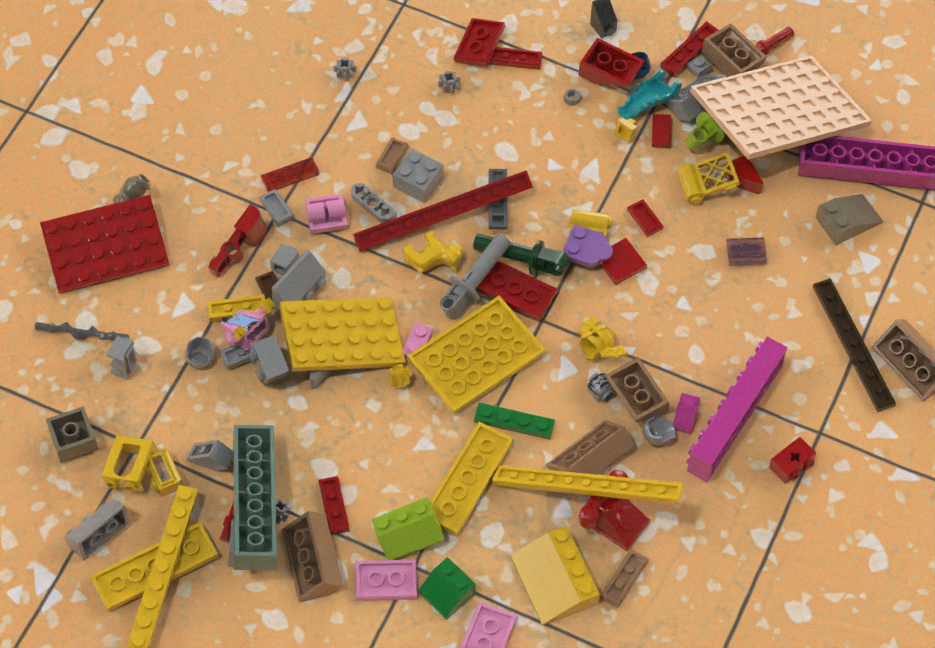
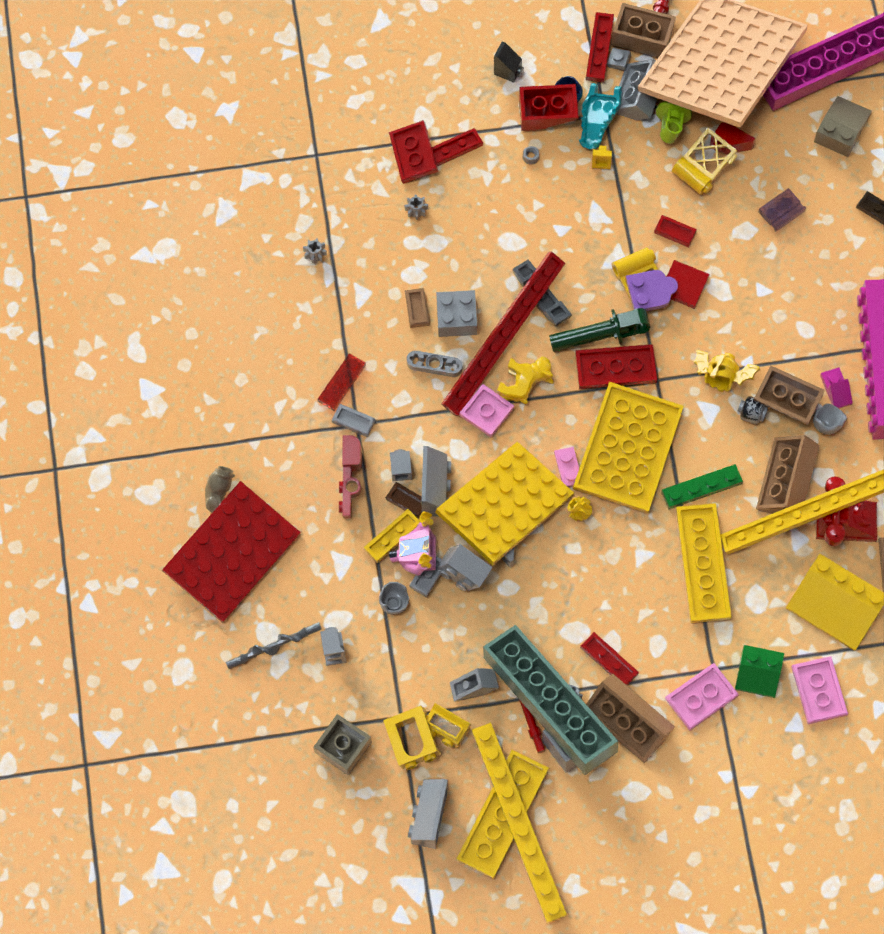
camera: 30 degrees left, 10 degrees up
(326, 213) = (403, 398): bright pink plate -> none
(385, 260) = (486, 410): none -> bright pink plate
(408, 529) = (692, 641): lime slope -> none
(464, 289) = (578, 395): light grey piece -> none
(661, 130) = (630, 140): red tile -> none

